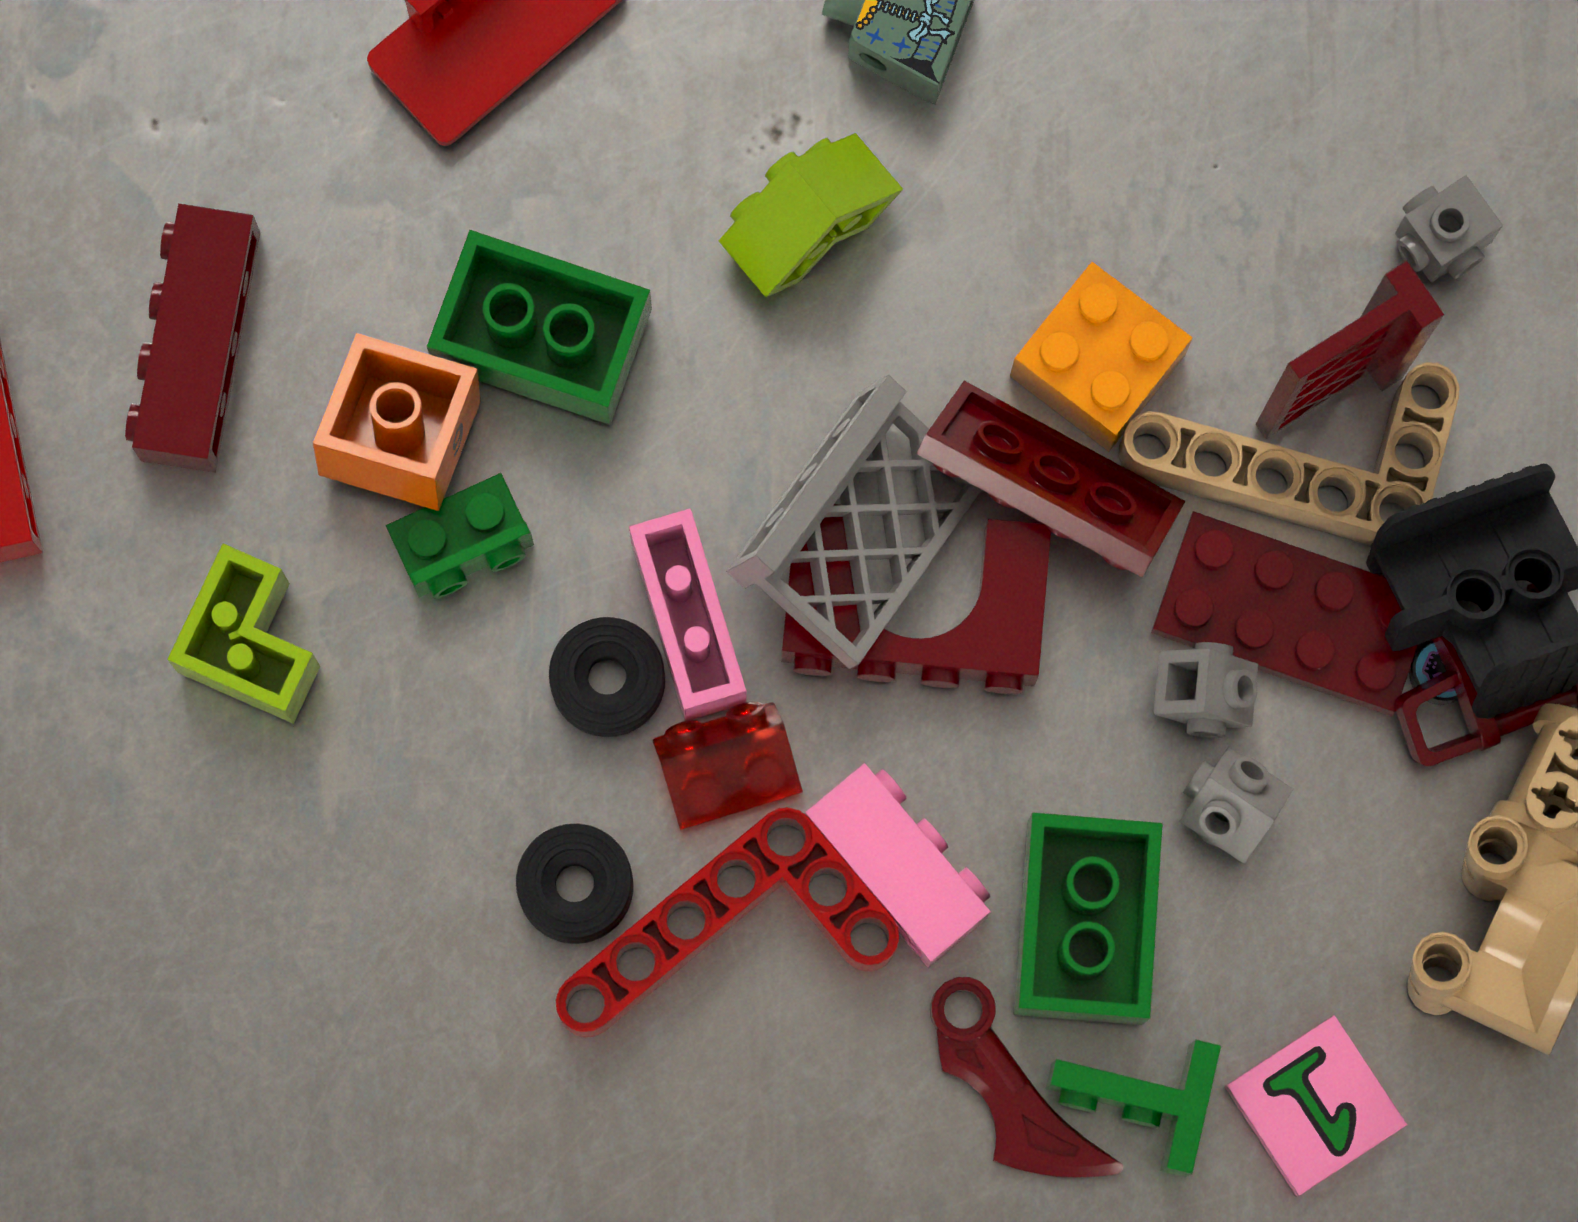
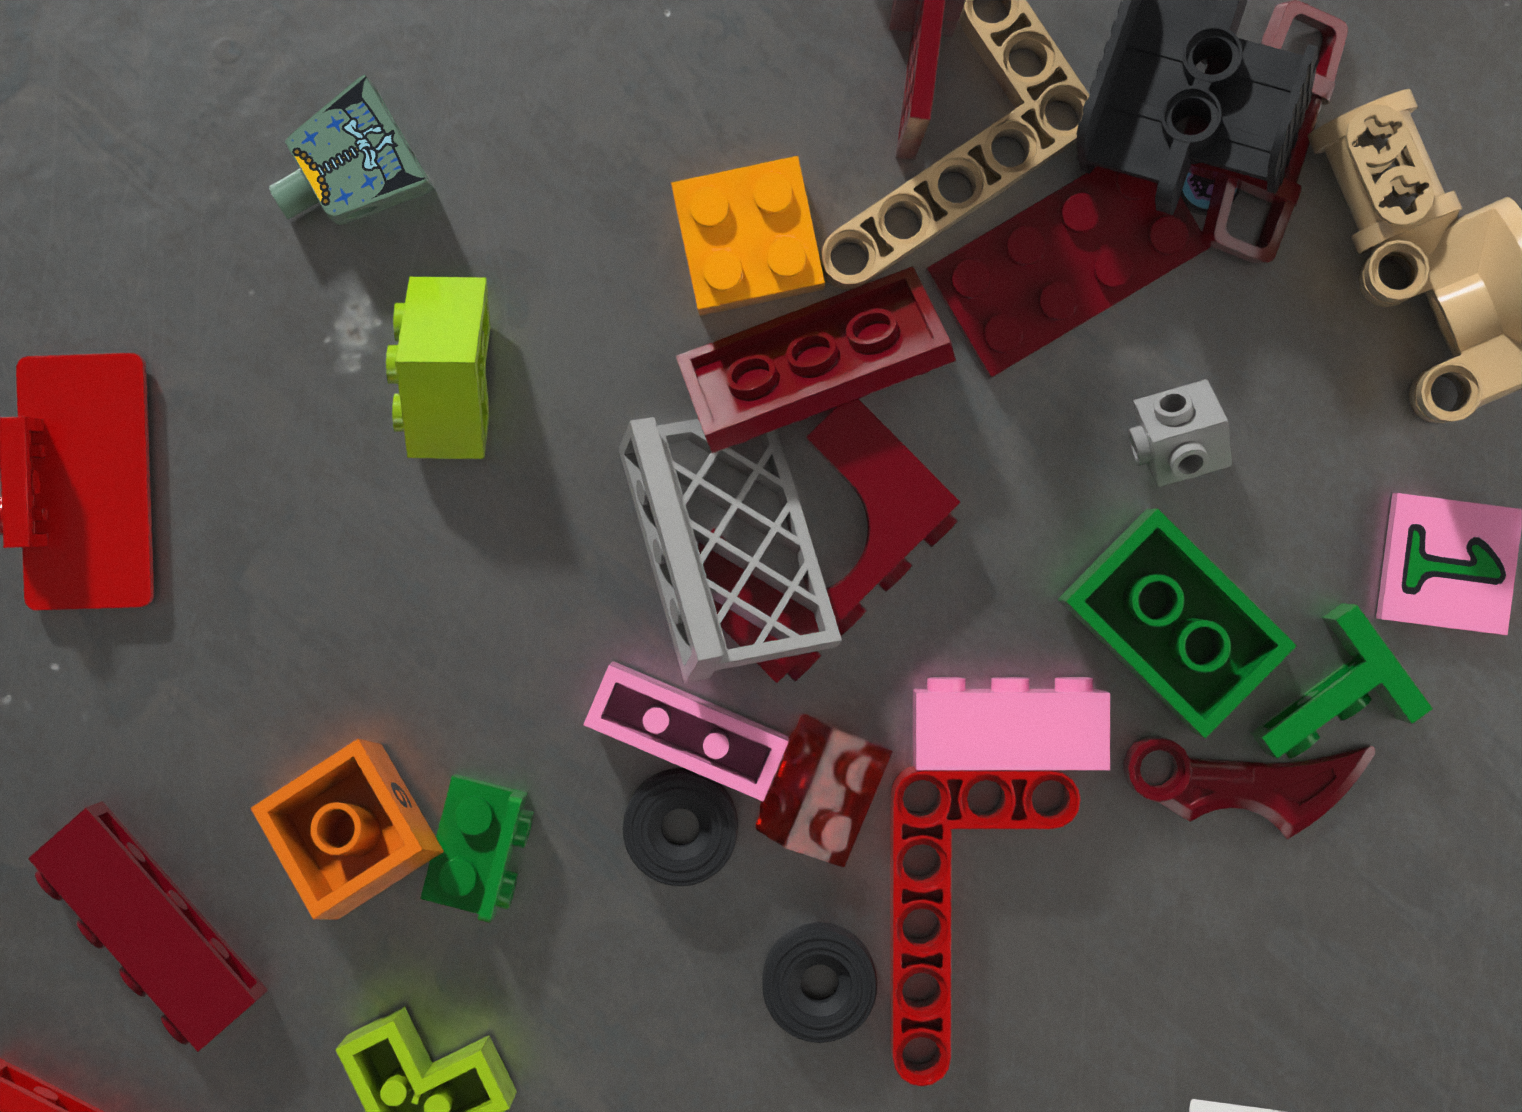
camera: 45 degrees left, 10 degrees up
(541, 326) = (361, 655): green brick -> none
(1206, 689) = (1076, 379): light grey brick -> none

